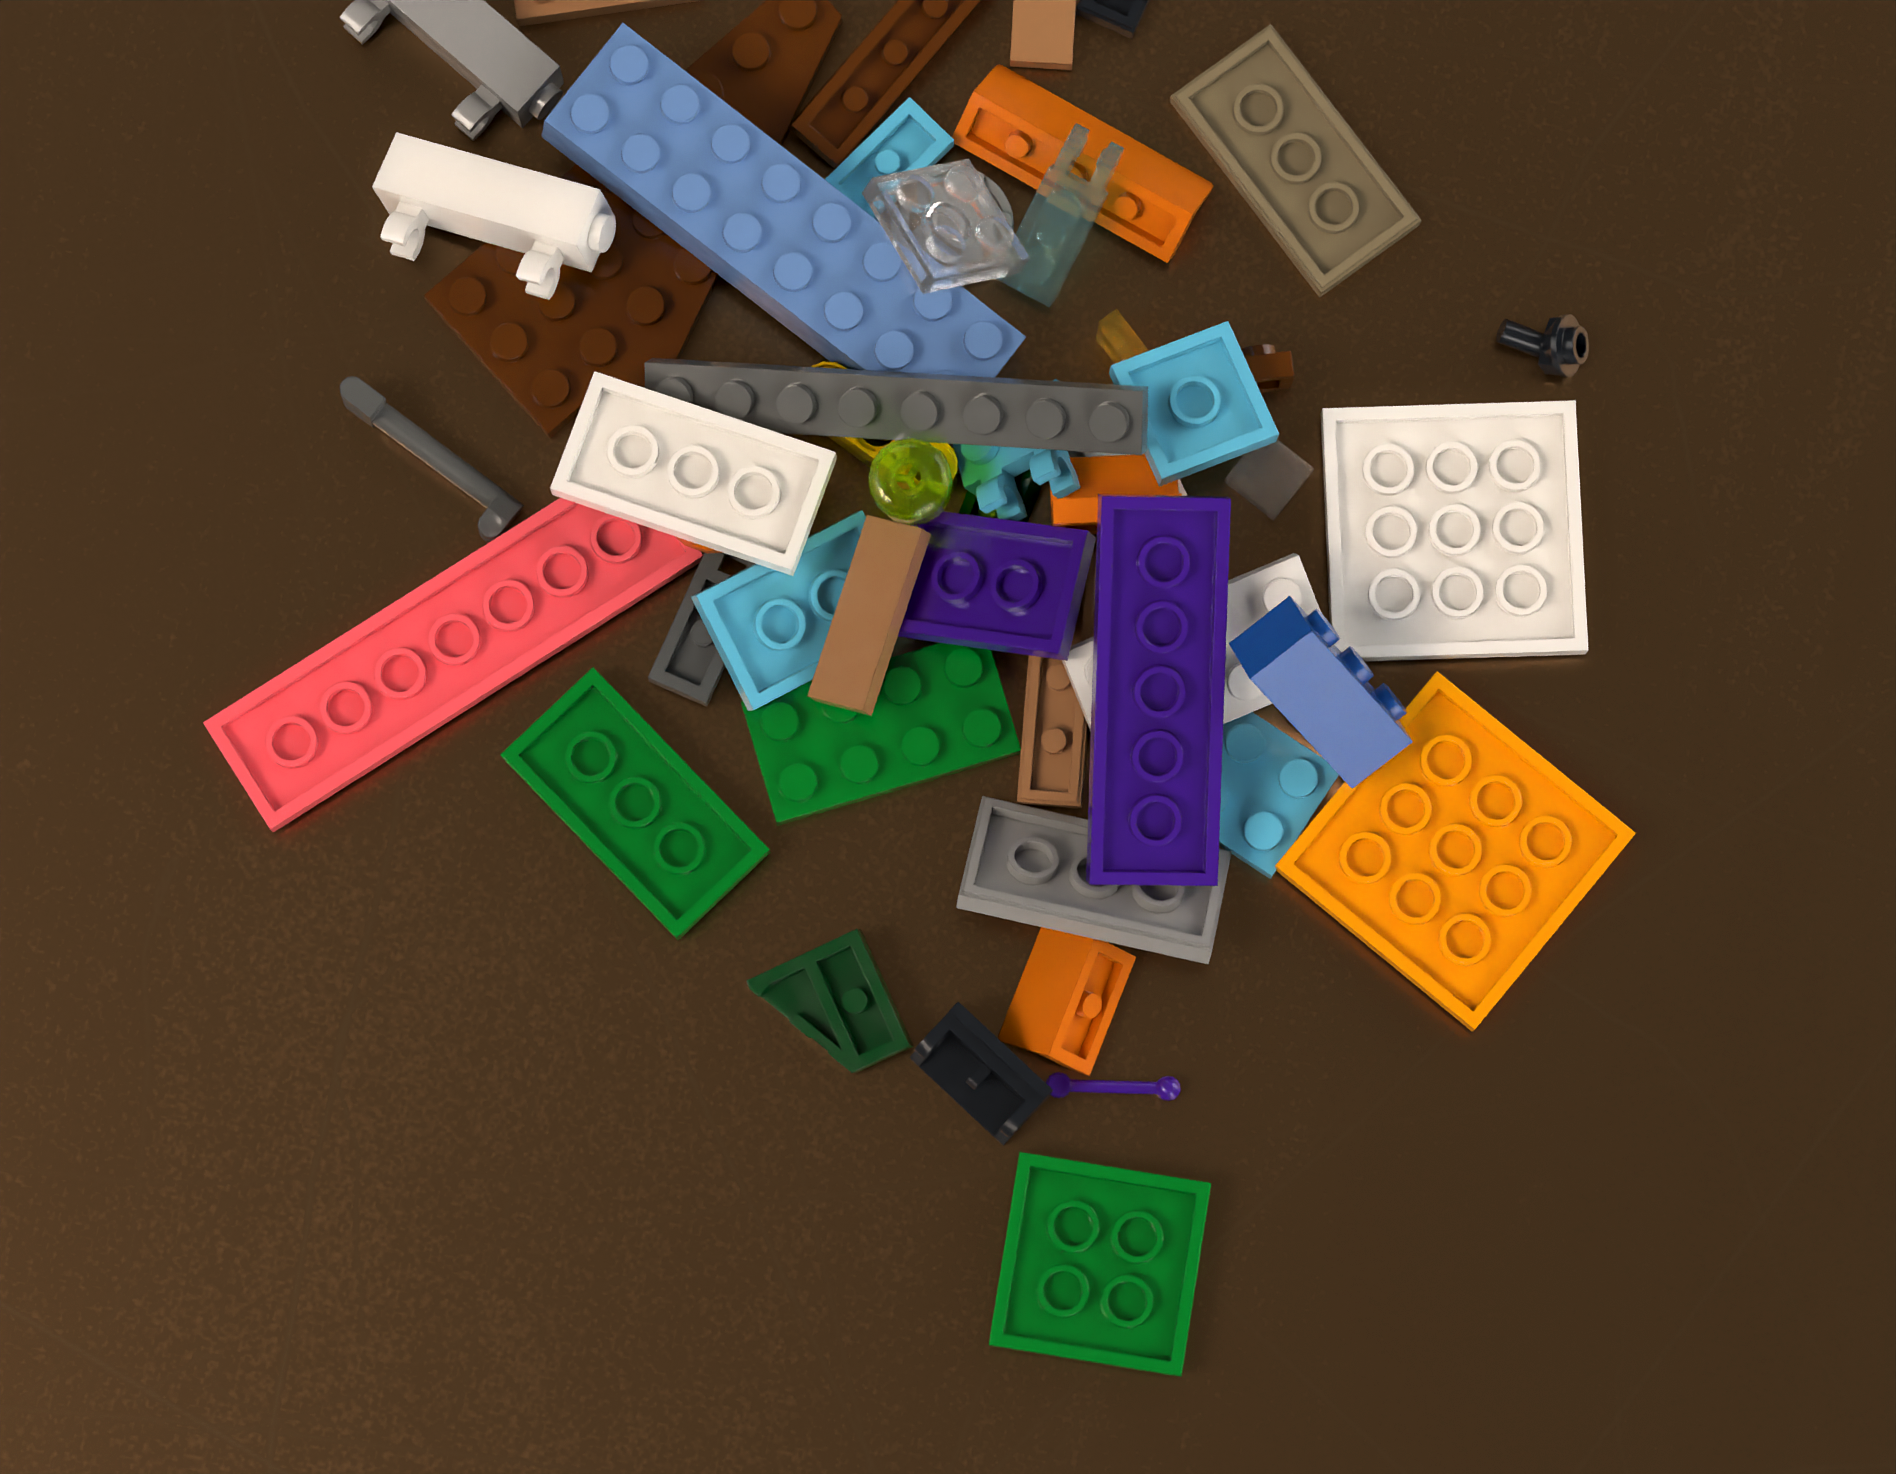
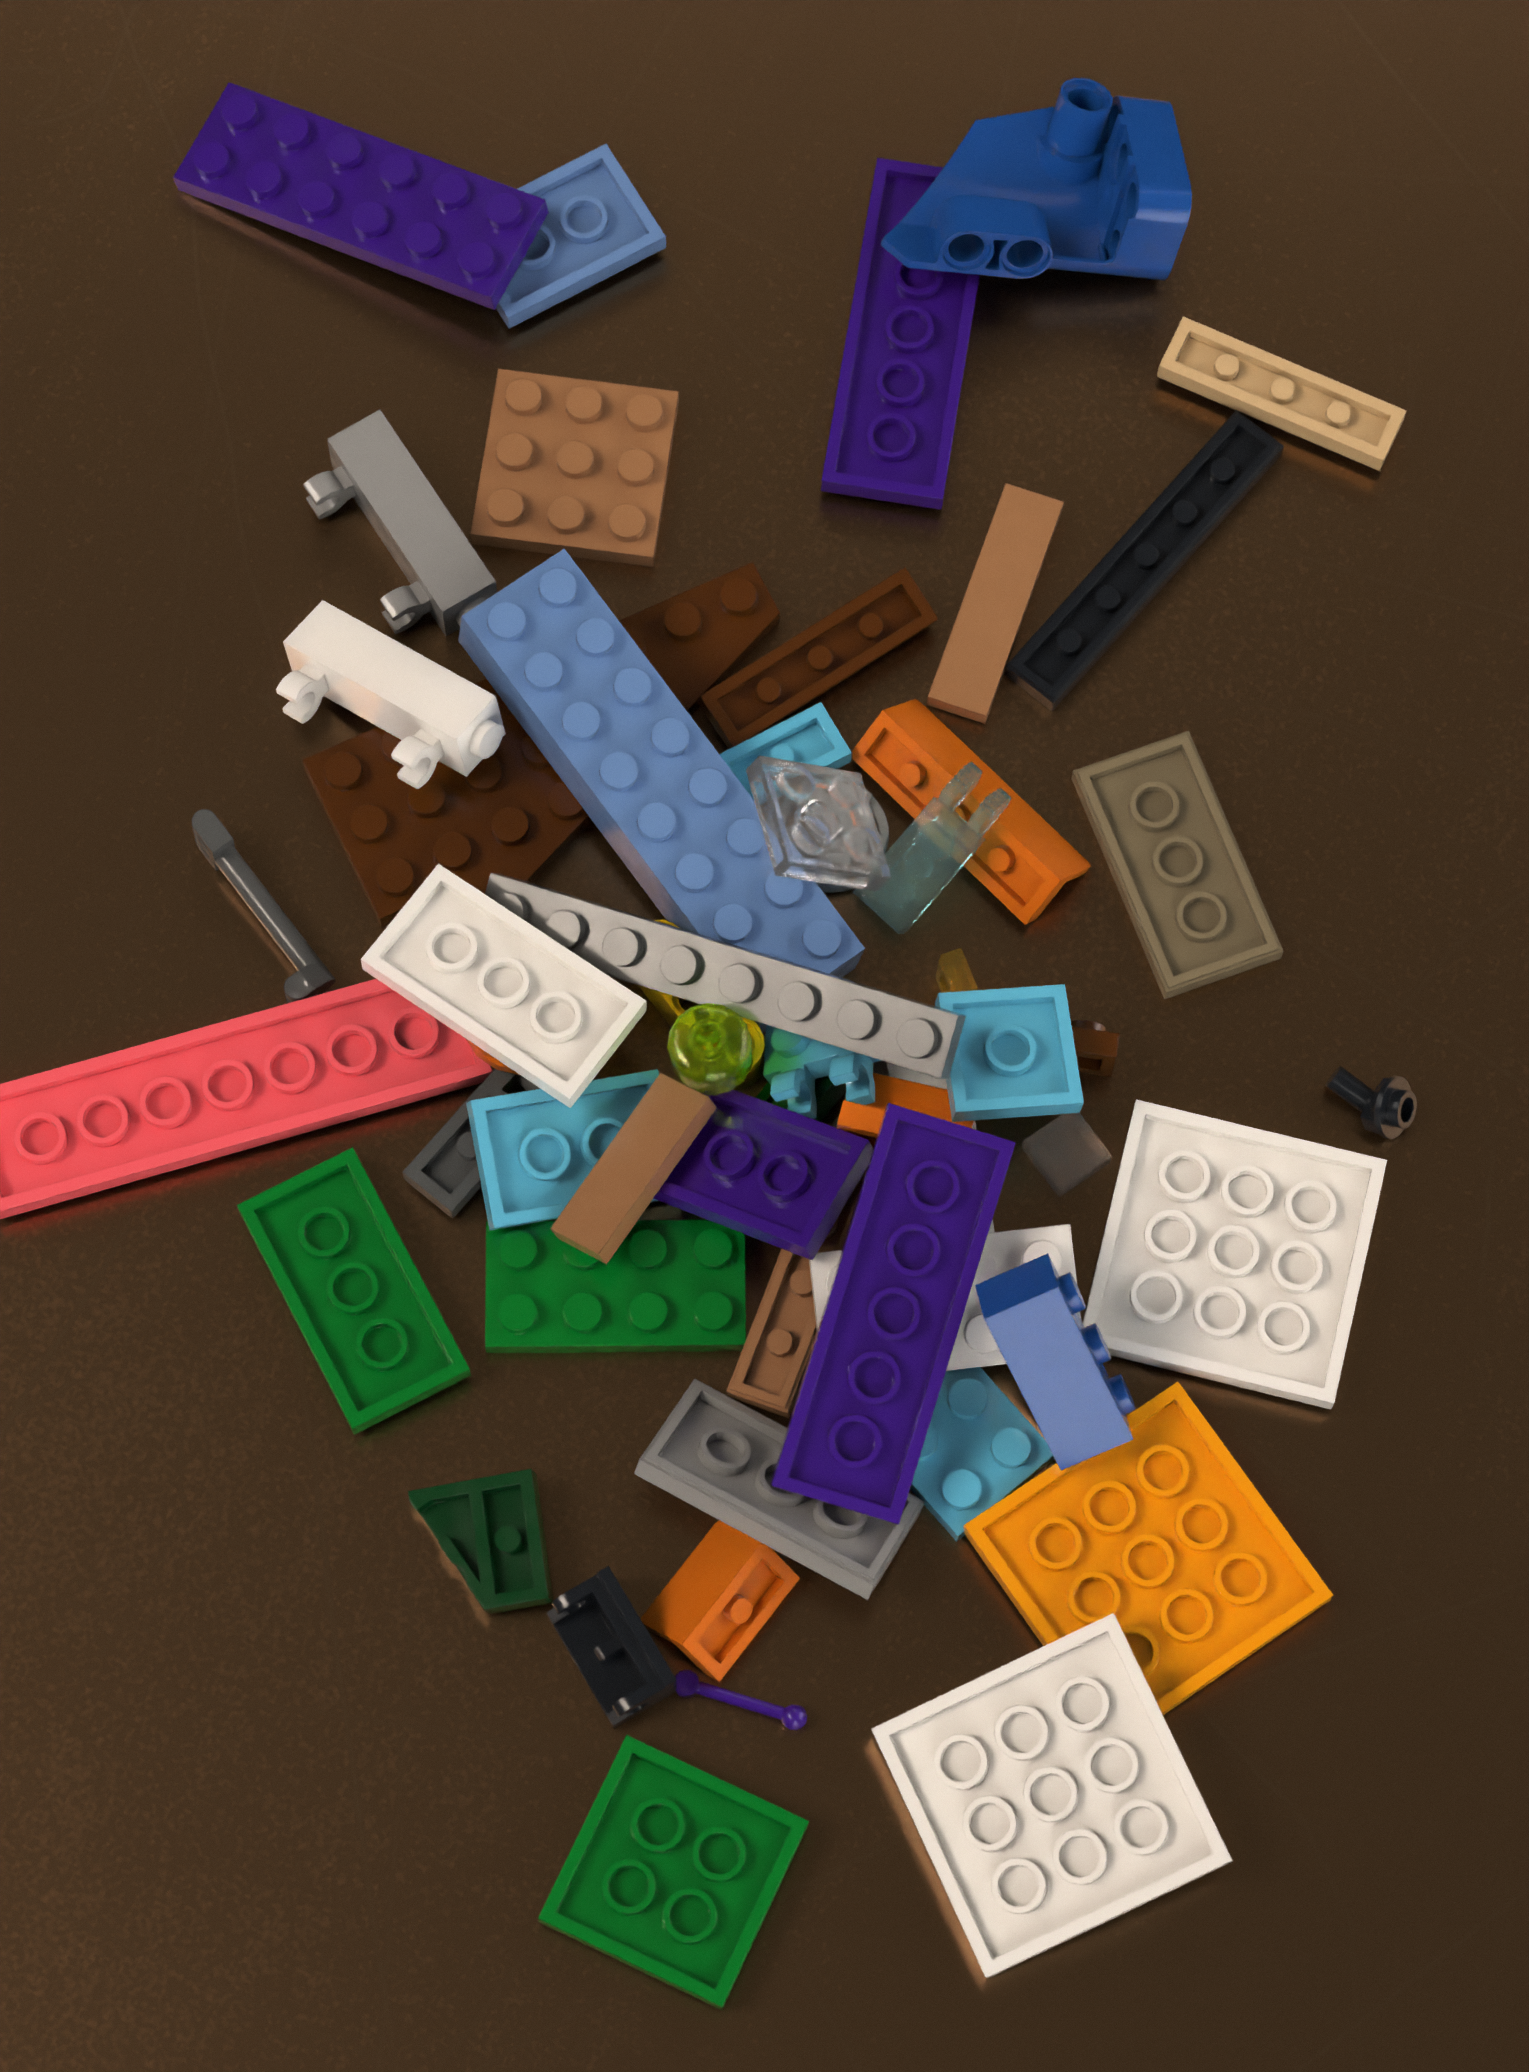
camera: 15 degrees right, 10 degrees down
(1428, 1096) = (1051, 1795): none -> white plate

